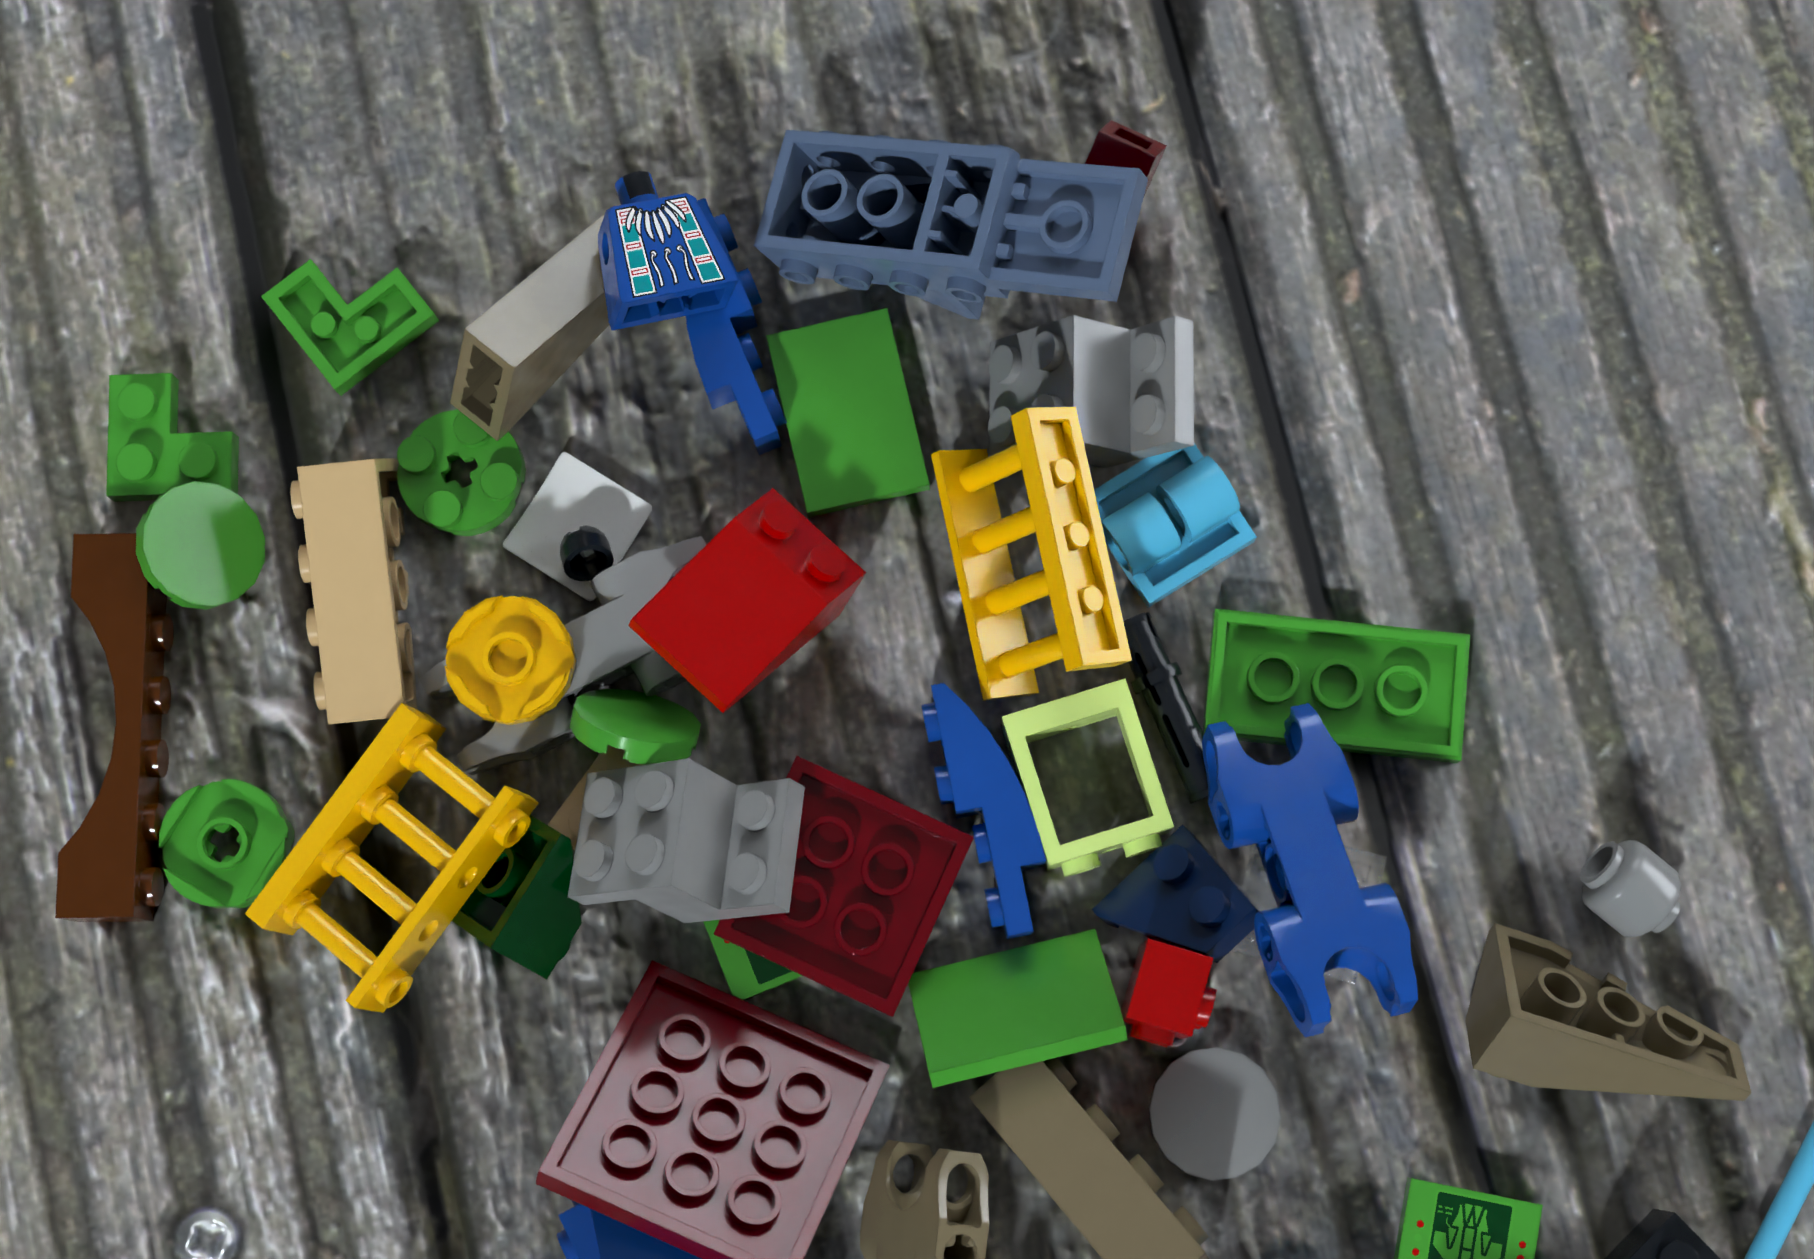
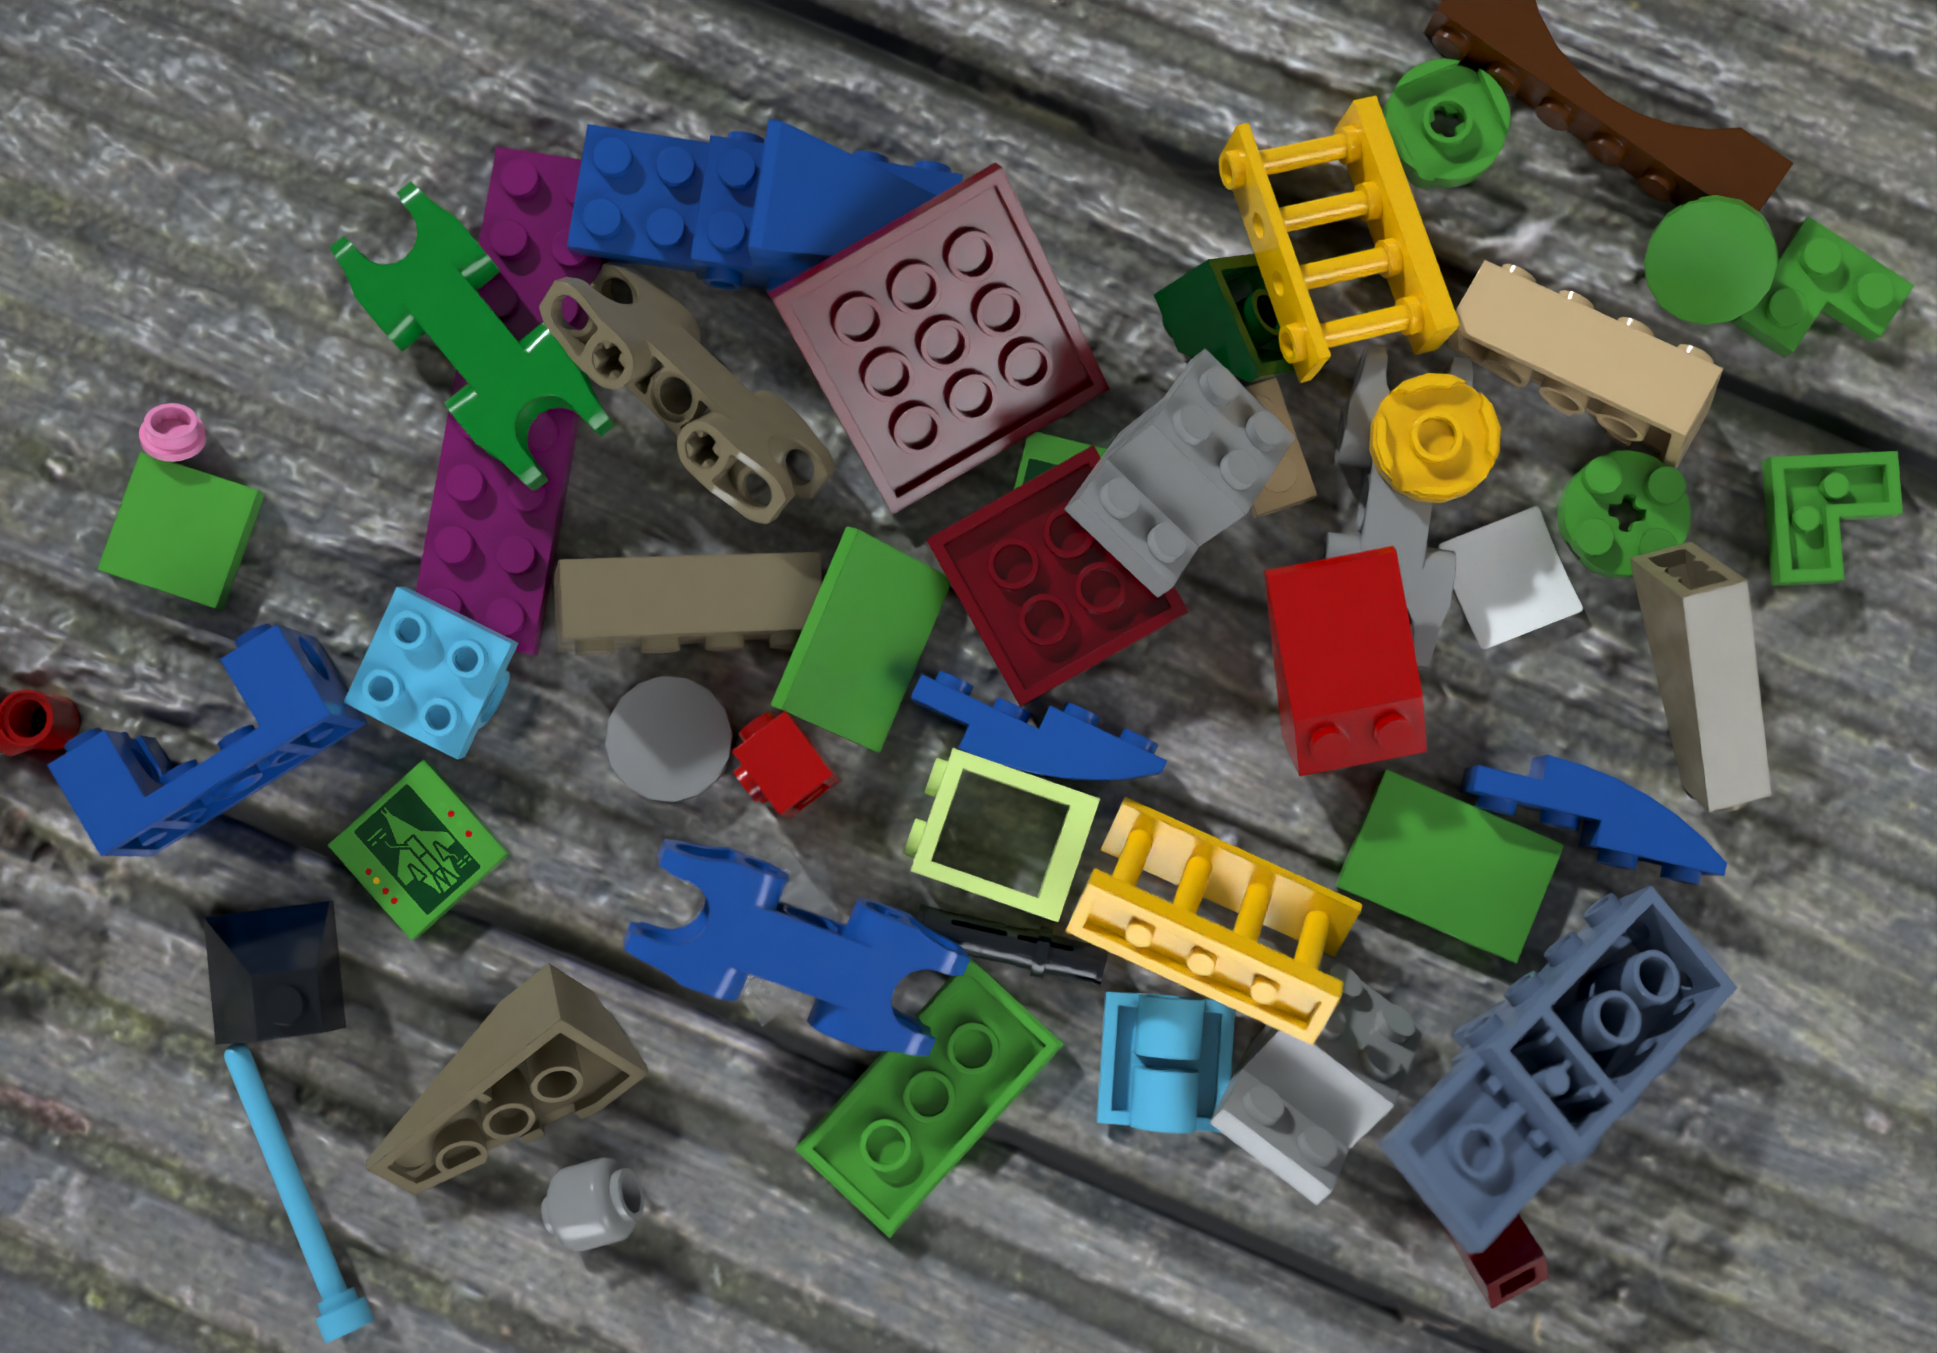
camera: 125 degrees right, 5 degrees up
(574, 560) = (1484, 554): black hinge -> none
(642, 725) = (1306, 502): bright green tile -> none
(660, 257) = (1697, 794): torso -> none
(1182, 899) = (848, 835): dark blue wing -> none

